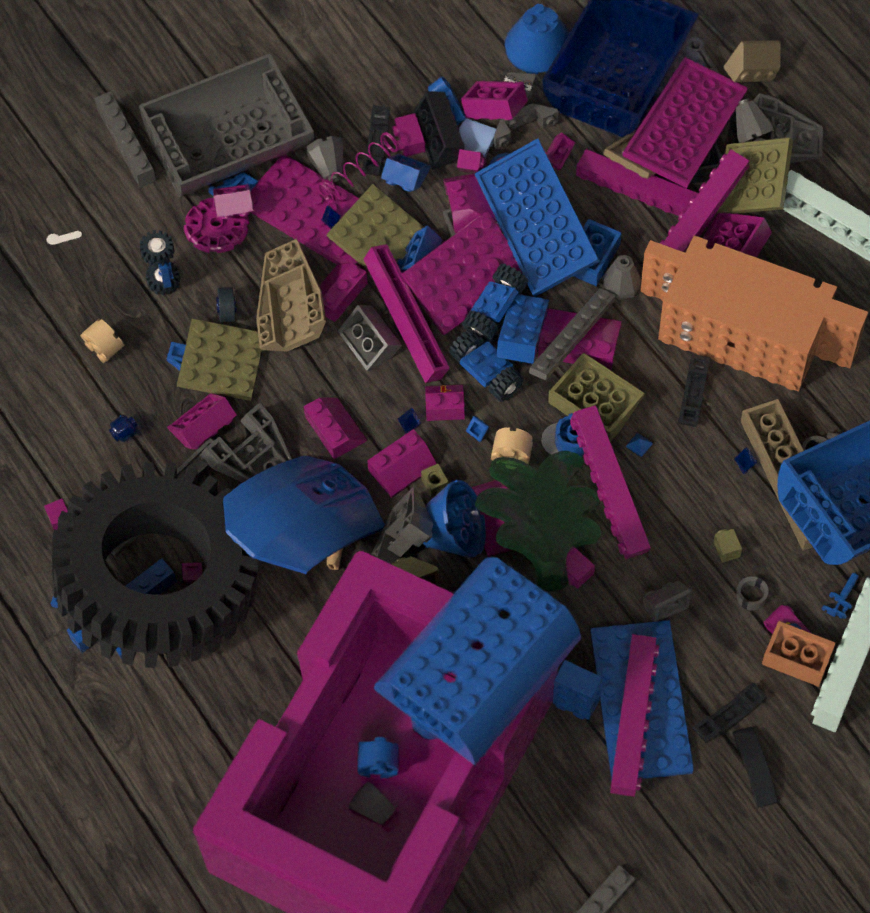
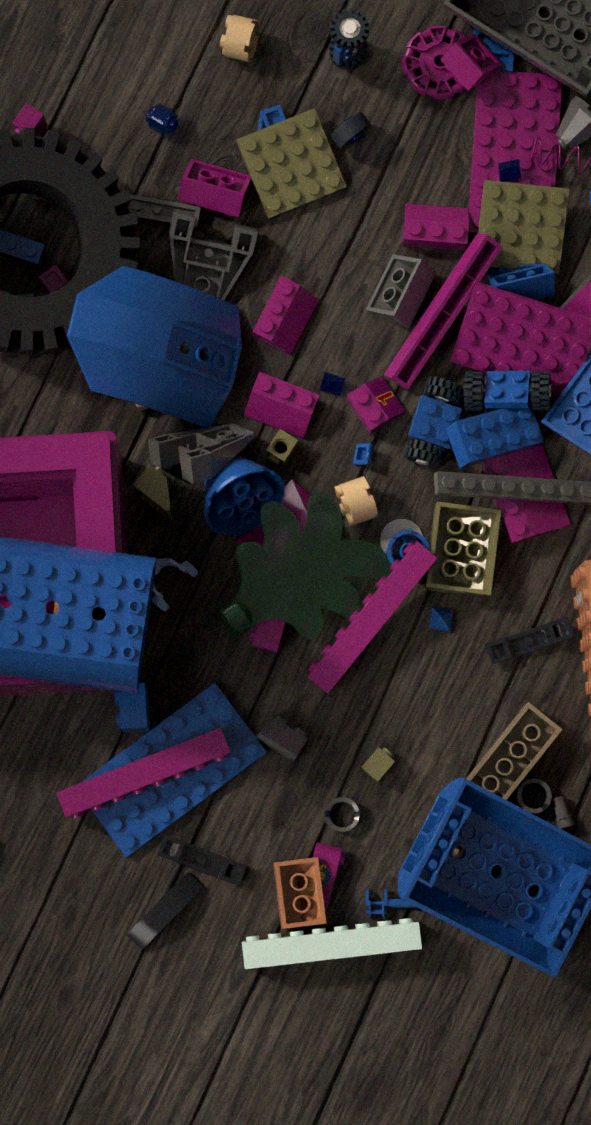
camera: 50 degrees right, 20 degrees up
(289, 300) = (391, 186): dark tan wedge -> none
(745, 460) = (482, 732): clear blue slope -> none

